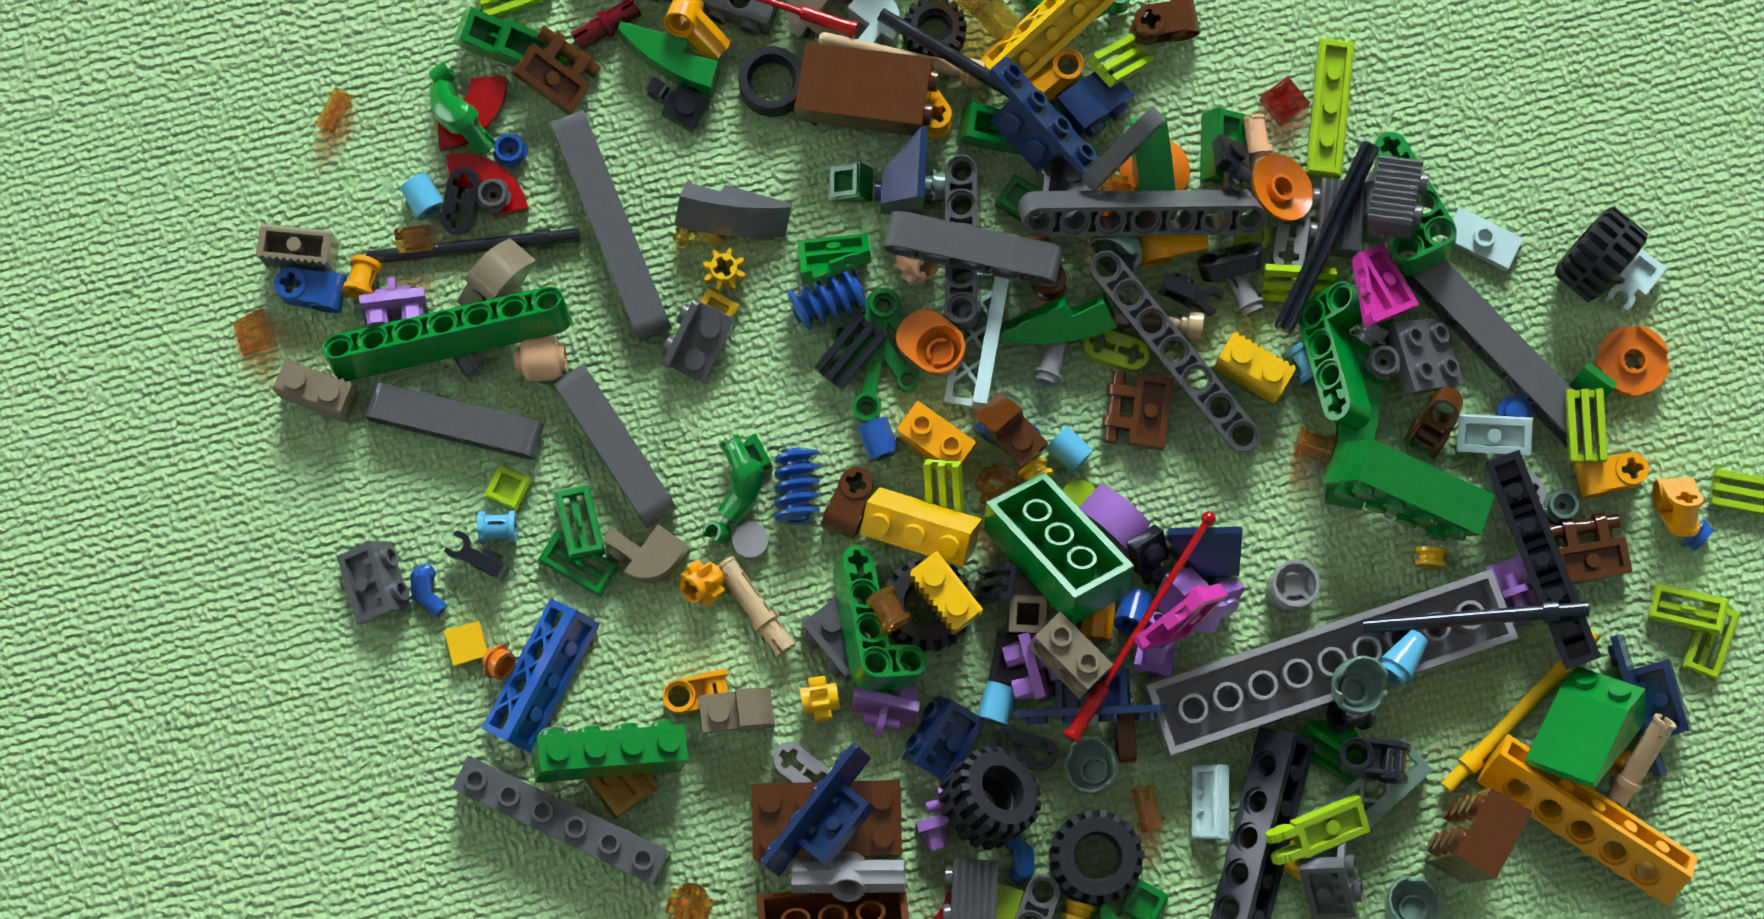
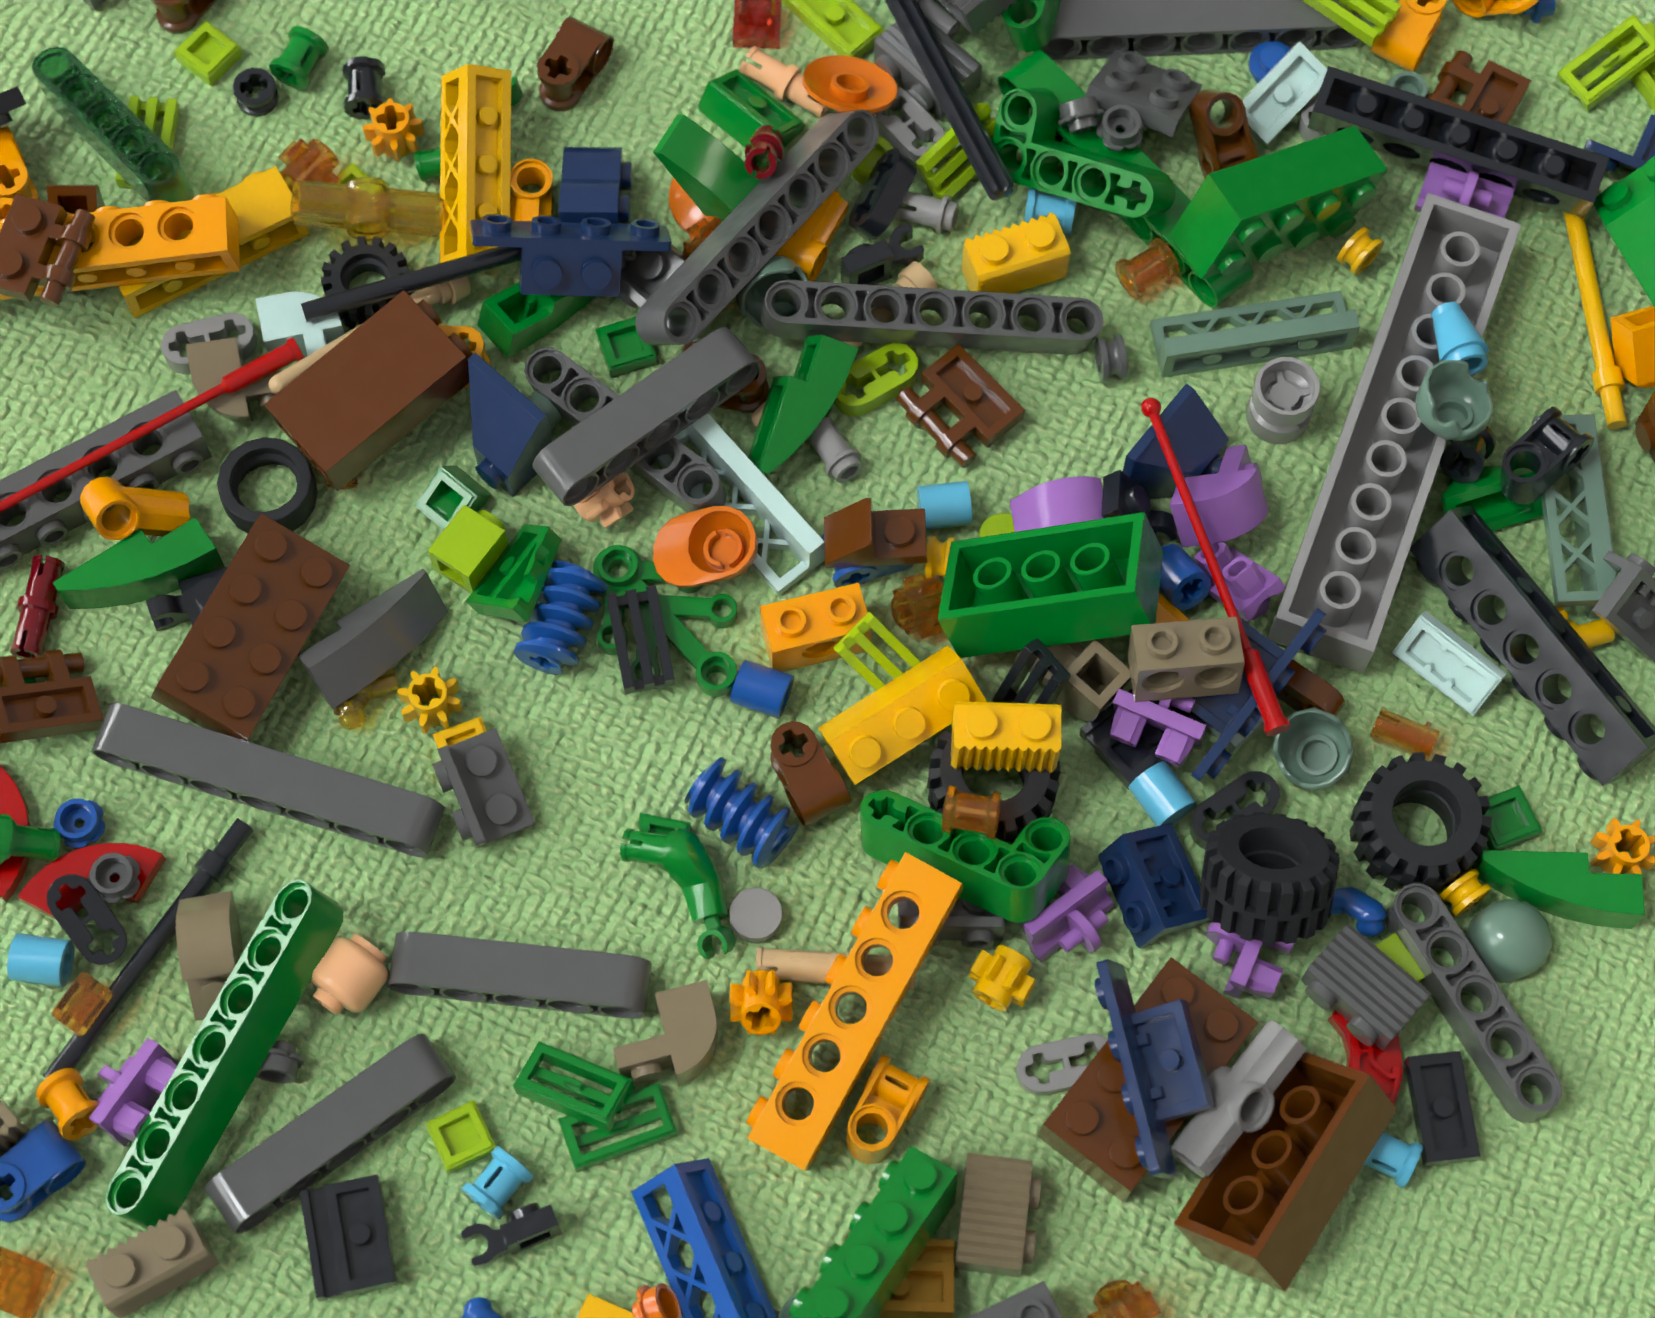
camera: 50 degrees left, 10 degrees down
(409, 476) = (348, 1237): none -> black plate
(680, 146) = (250, 630): none -> reddish brown brick
(688, 797) = (994, 1215): none -> dark tan brick
(737, 710) = (942, 1077): dark tan brick -> none
(825, 627) = (802, 1139): none -> light orange brick
(827, 216) = (468, 547): none -> lime brick
(1123, 149) = (680, 179): dark grey beam -> none
(1131, 52) = (573, 121): lime tile -> none
(1183, 618) = (1238, 519): dark pink wing -> none
(1192, 177) = (764, 151): none -> dark red pin
(1233, 160) = (777, 104): black plate -> none
(1239, 469) = (1111, 358): none -> dark grey bush
(1320, 830) = (1577, 566): lime hinge -> none
(1322, 543) = (1253, 341): none -> sand green fence
(1380, 286) = (1040, 66): dark pink wing -> none
(1548, 612) = (1521, 170): black bar -> none

